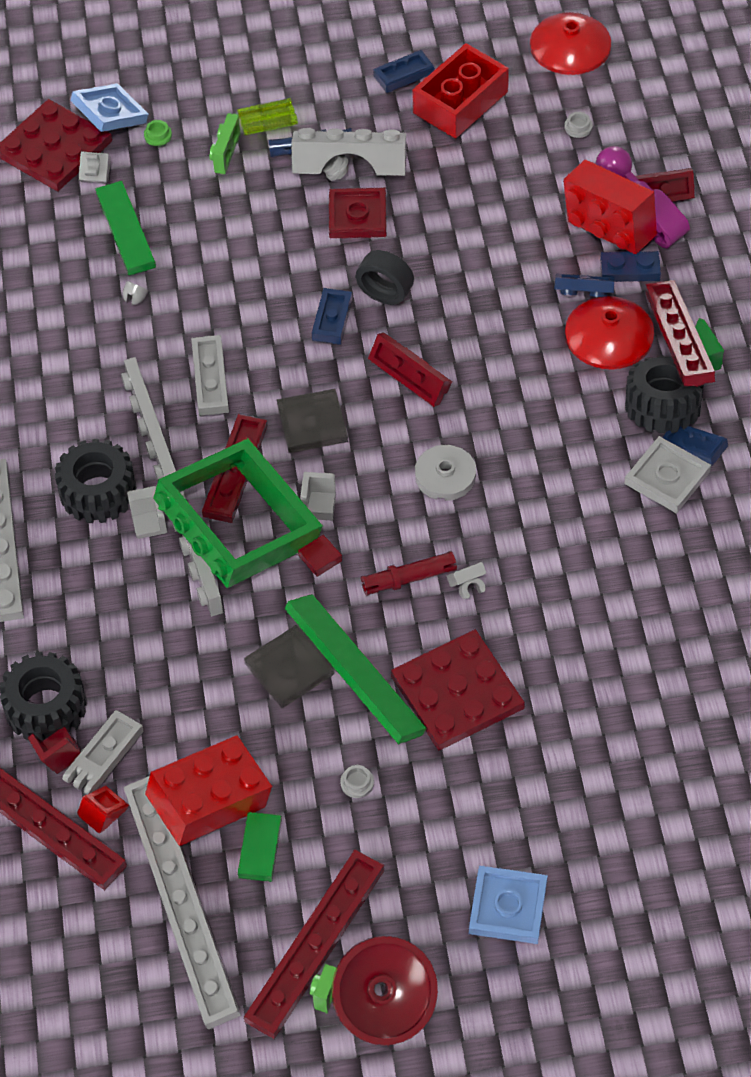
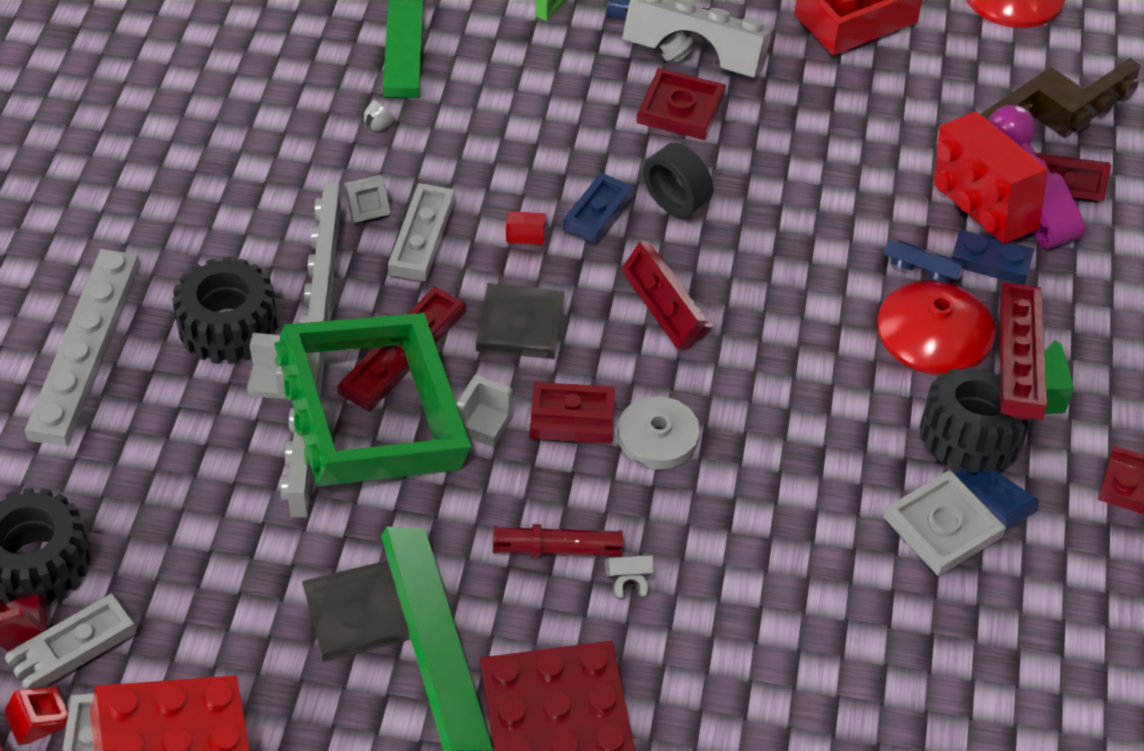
camera: 15 degrees right, 5 degrees down
(158, 362) = (367, 198): none -> light grey tile
(284, 347) = (525, 227): none -> red slope
(320, 555) = (457, 484): dark red tile -> none
(379, 477) = (572, 412): none -> dark red plate
(578, 125) = (988, 79): light grey plate -> none
(640, 128) = (1065, 104): none -> dark brown bracket

